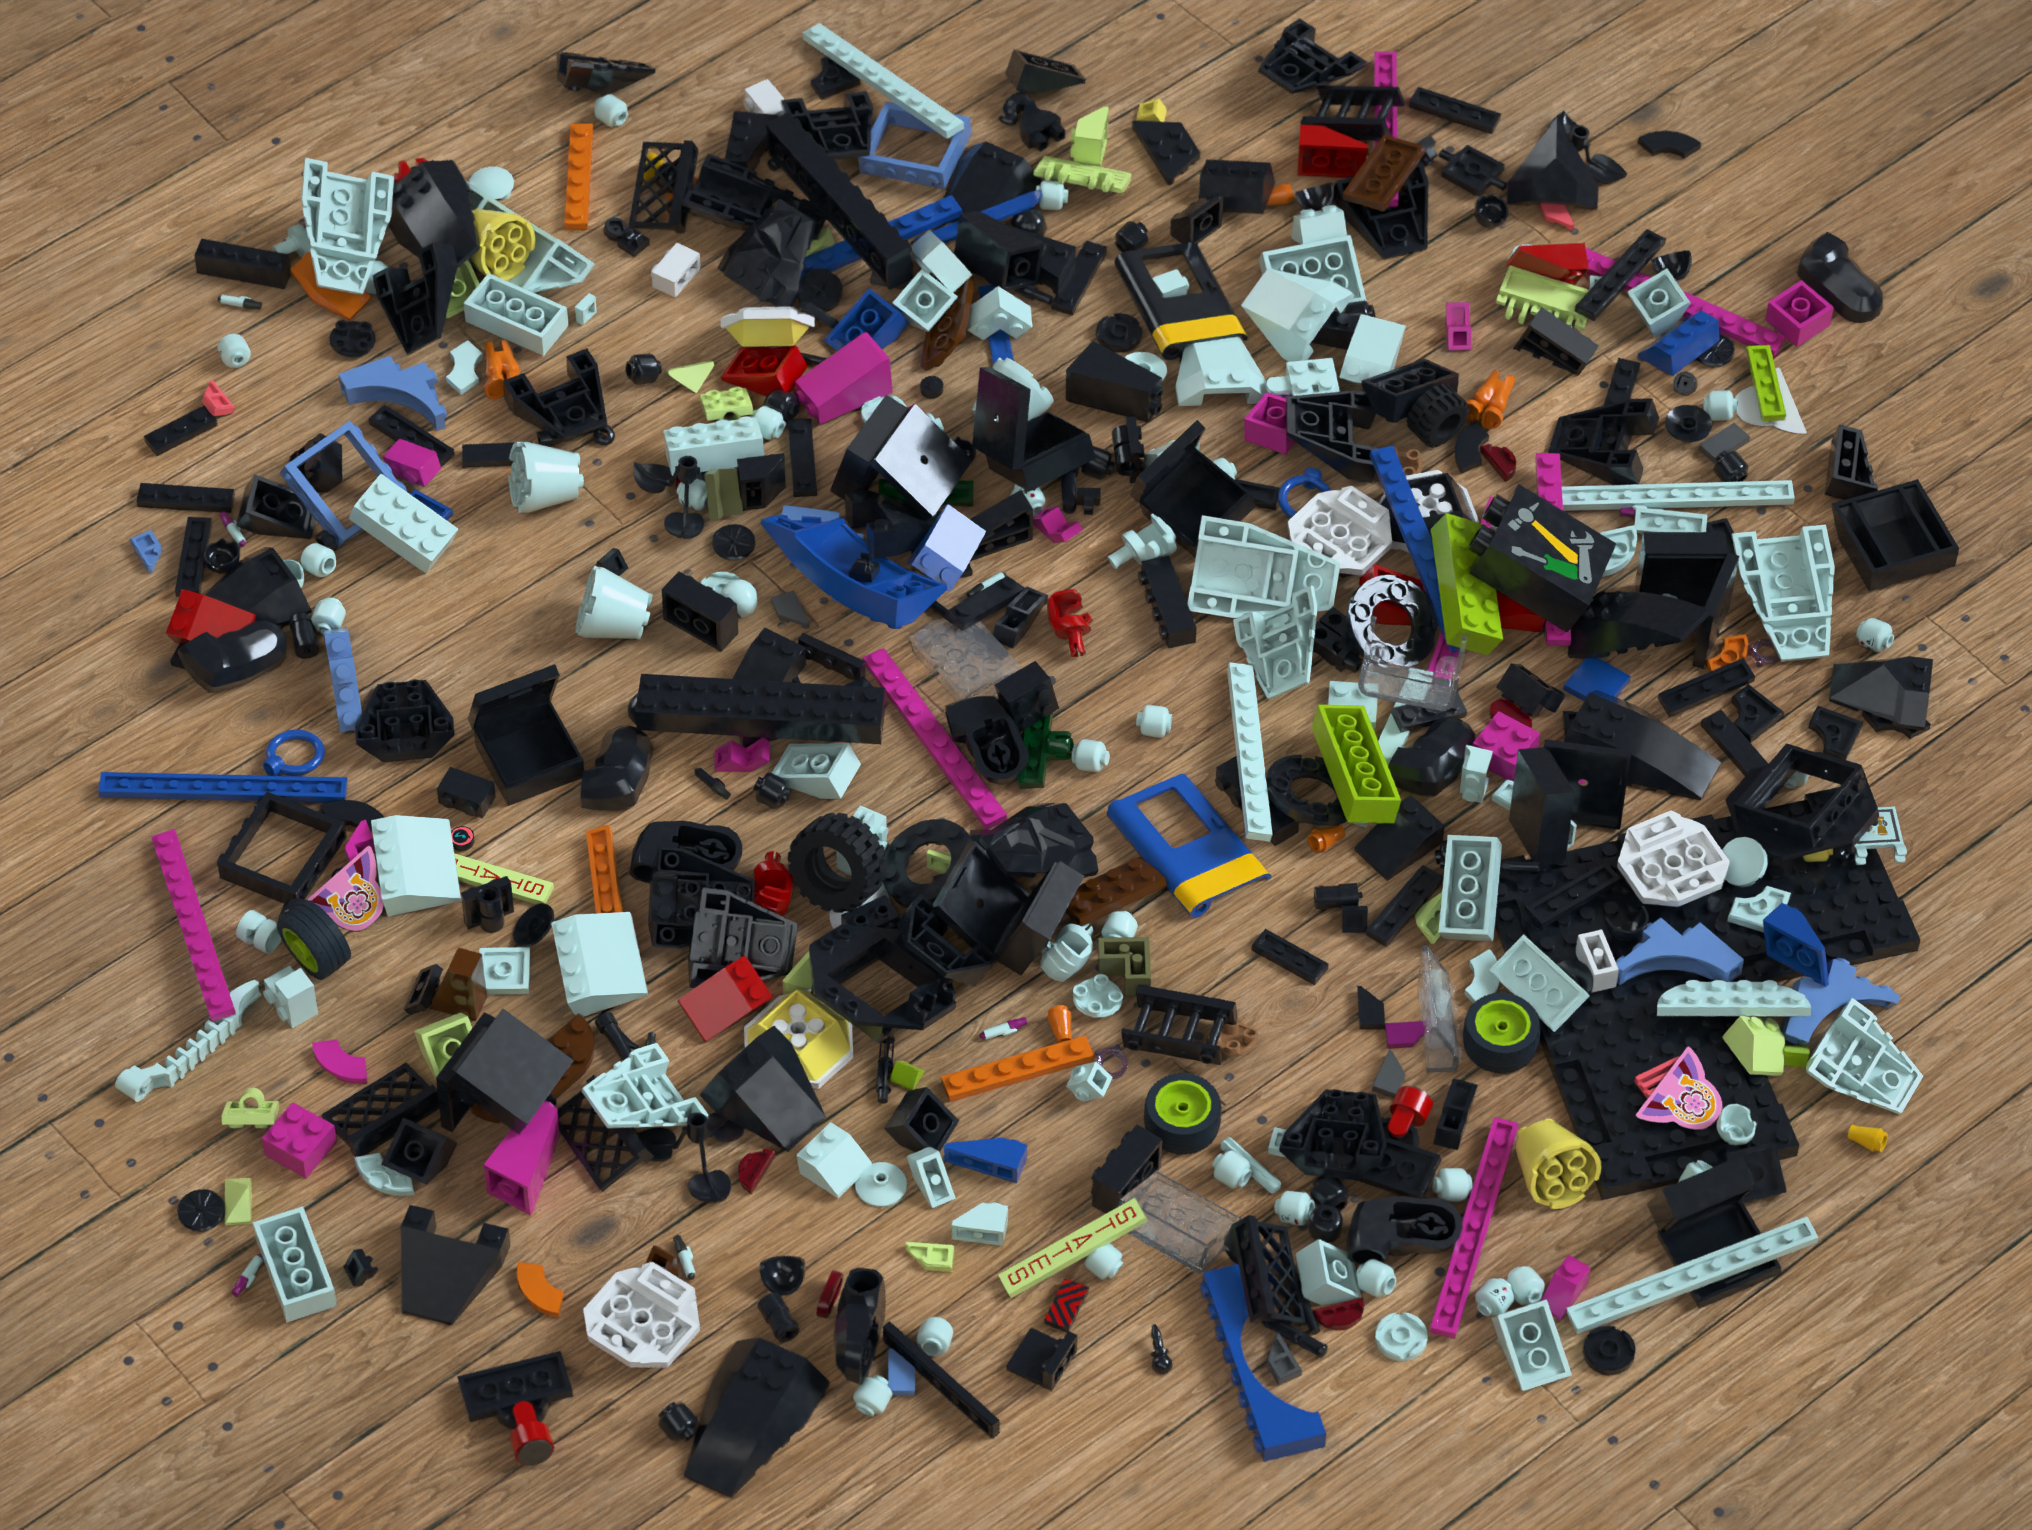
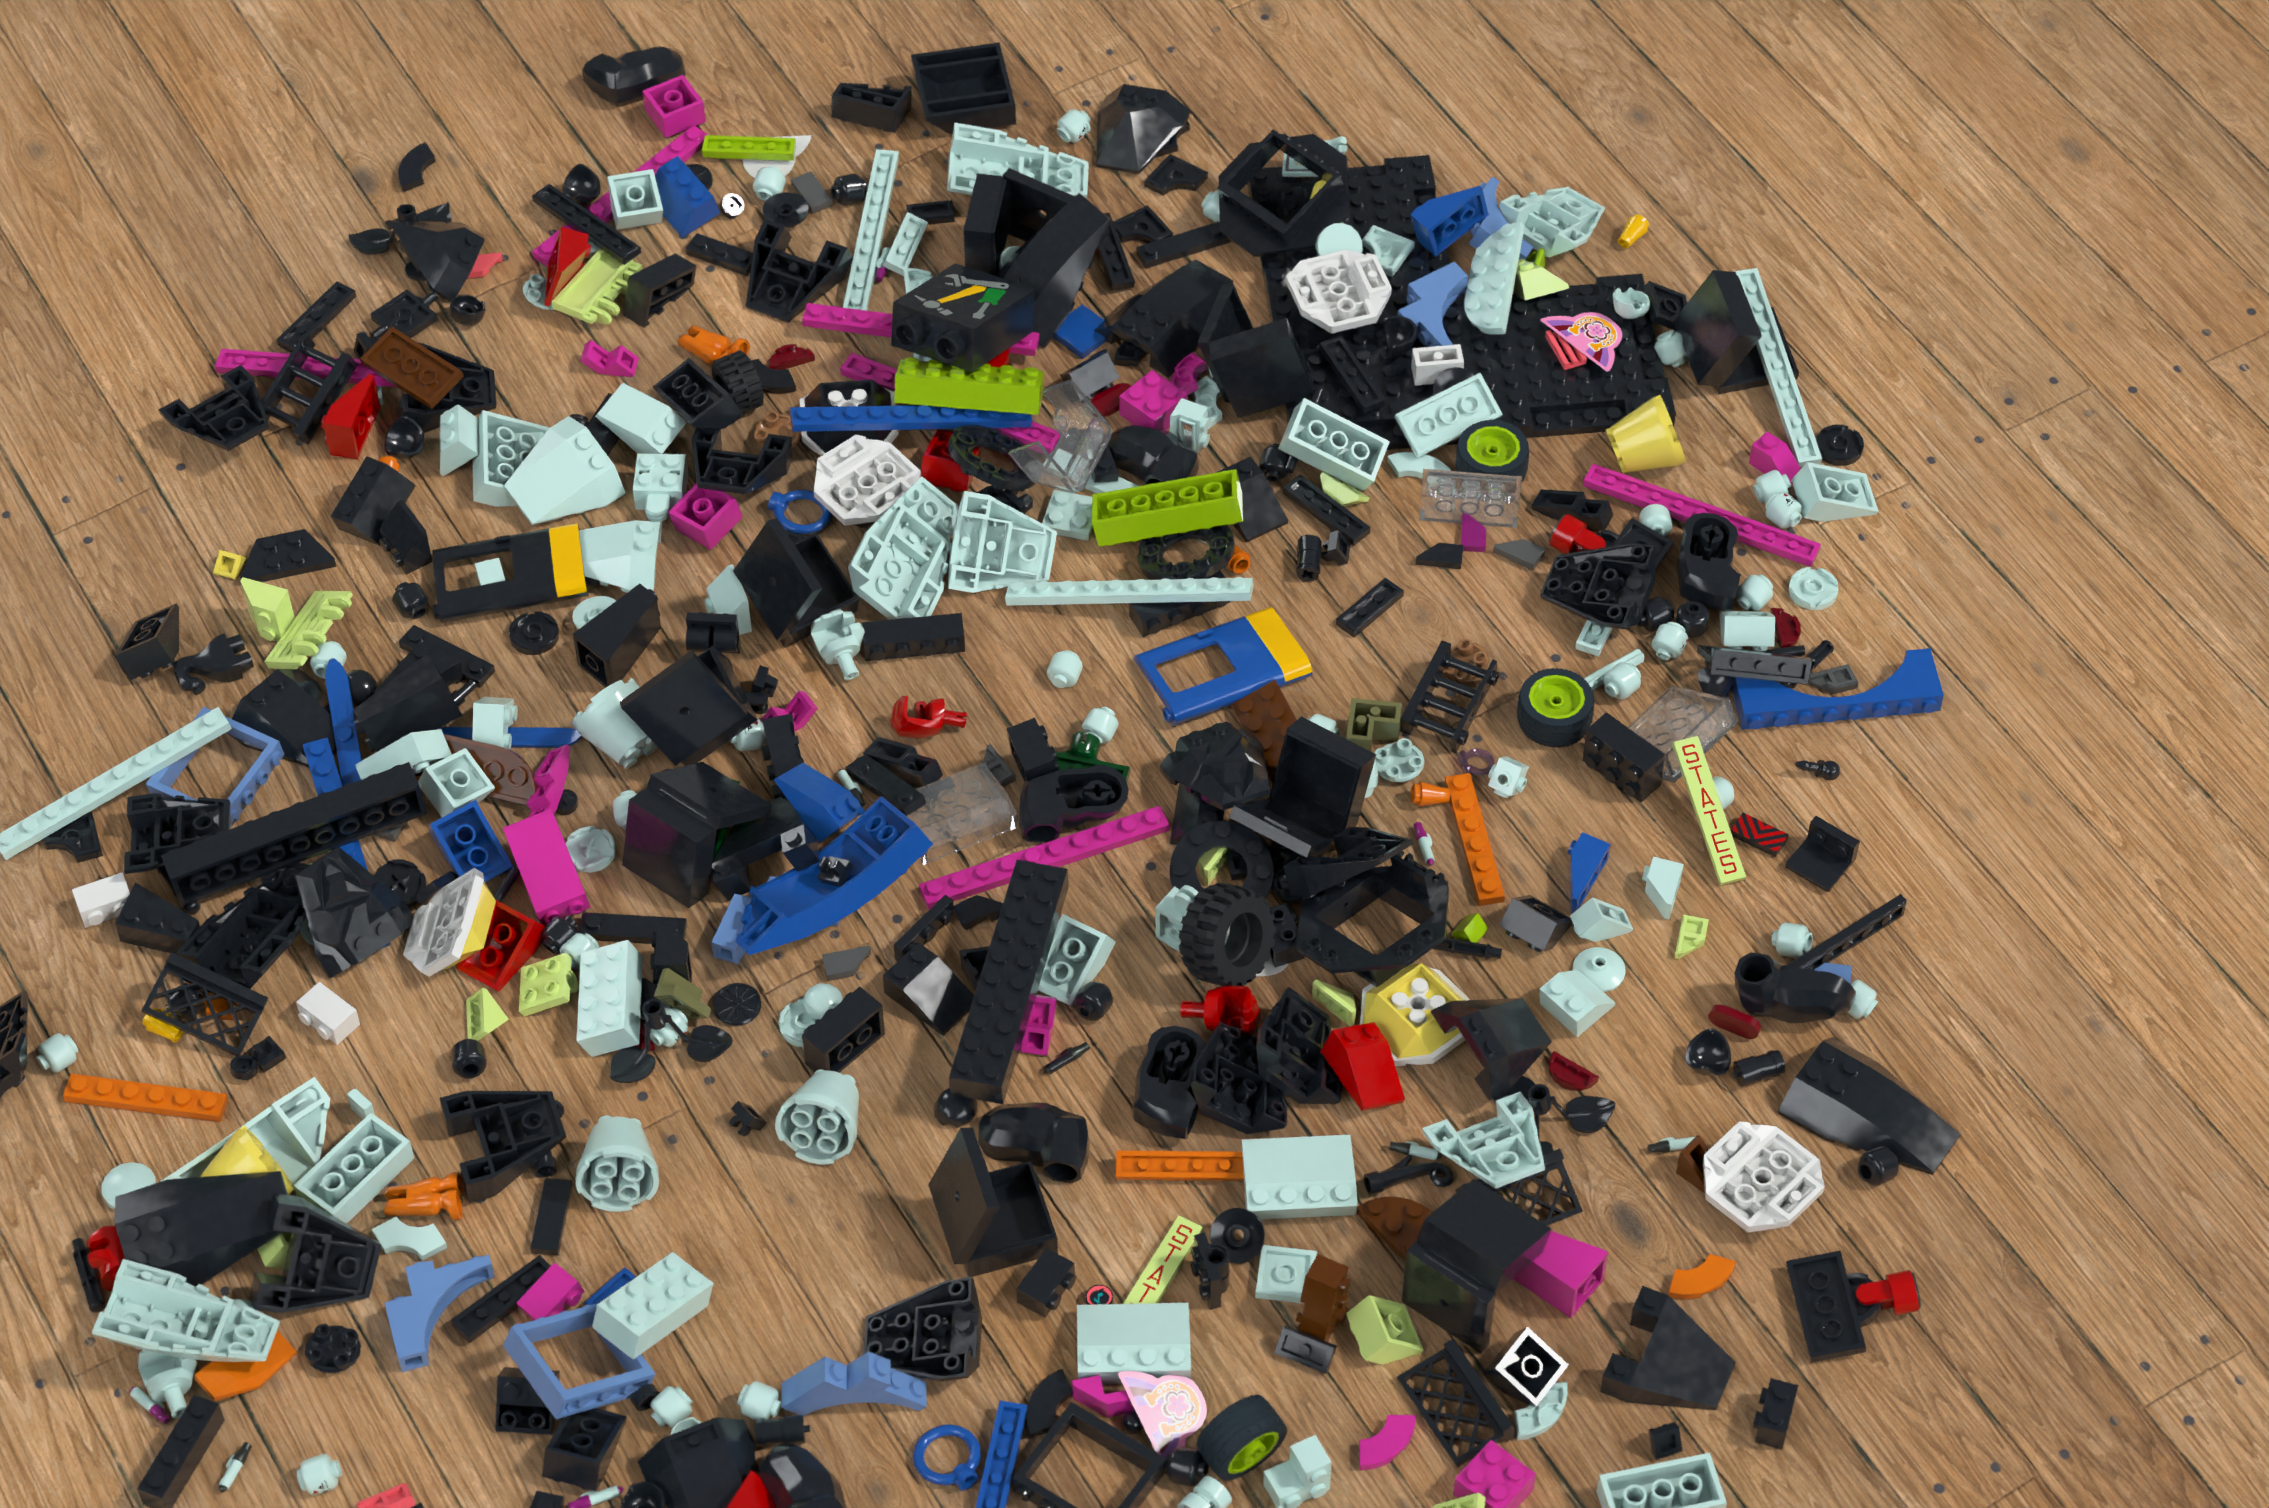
camera: 80 degrees left, 0 degrees up
(393, 1351) = (1776, 1413): none -> black brick
(947, 369) = (550, 781): none -> dark pink slope

